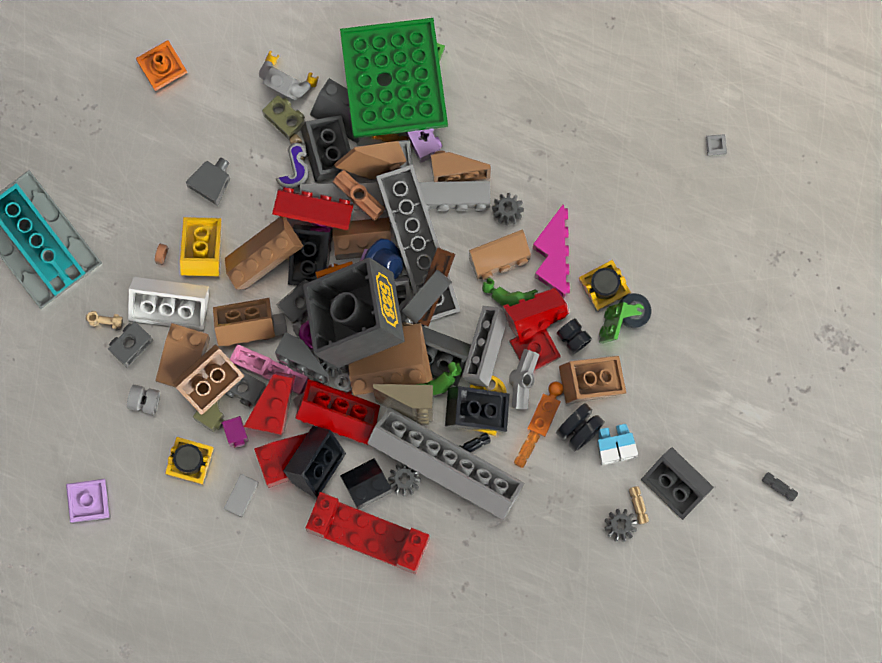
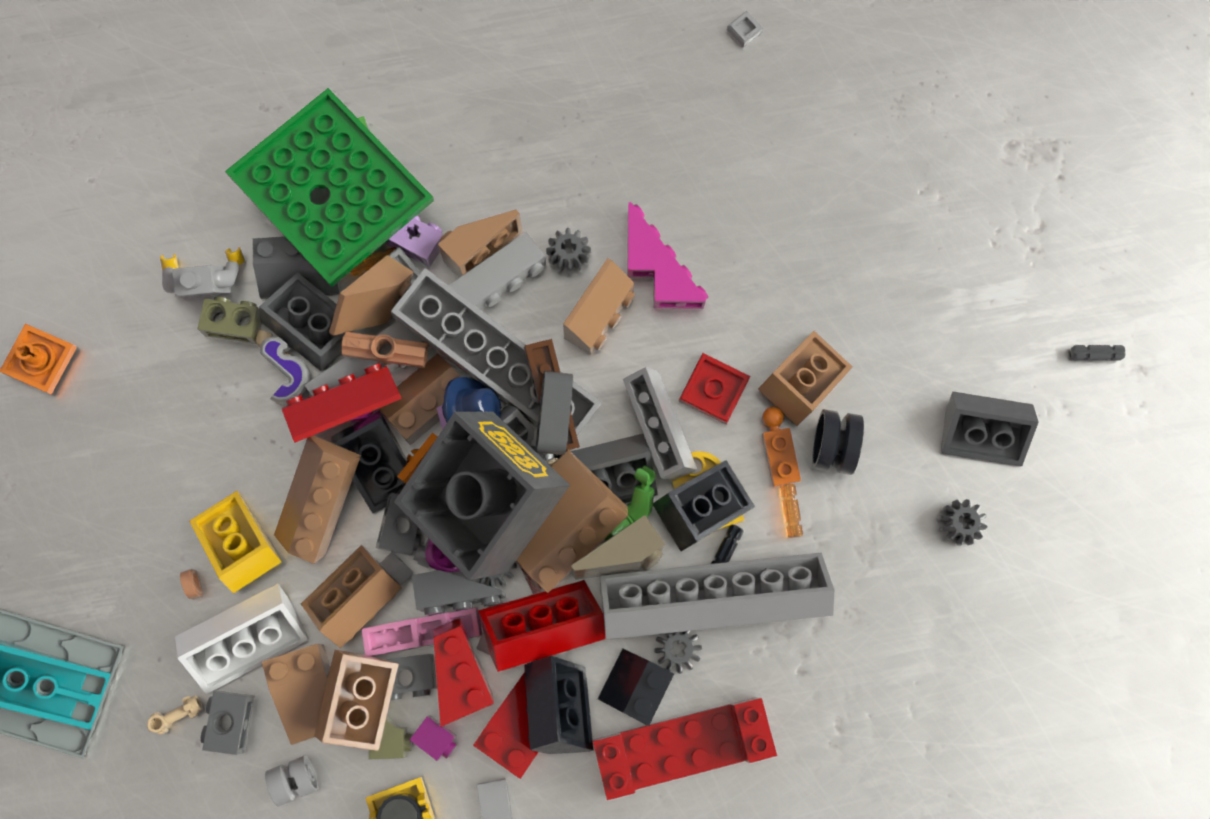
camera: 40 degrees left, 0 degrees up
(210, 180) = (192, 454): dark grey torso -> none
(339, 381) = (516, 585): light grey bush -> none
(504, 297) = (643, 353): bright green arm -> none
(523, 379) = (730, 432): light grey piece -> none
(535, 314) = (690, 346): red wedge -> none
(574, 336) = (750, 342): black wheel -> none
(604, 285) = (740, 261): piece -> none
(608, 448) = (893, 435): hips -> none
(631, 311) = (793, 270): plate -> none
(638, 504) = (963, 484): tan axle -> none

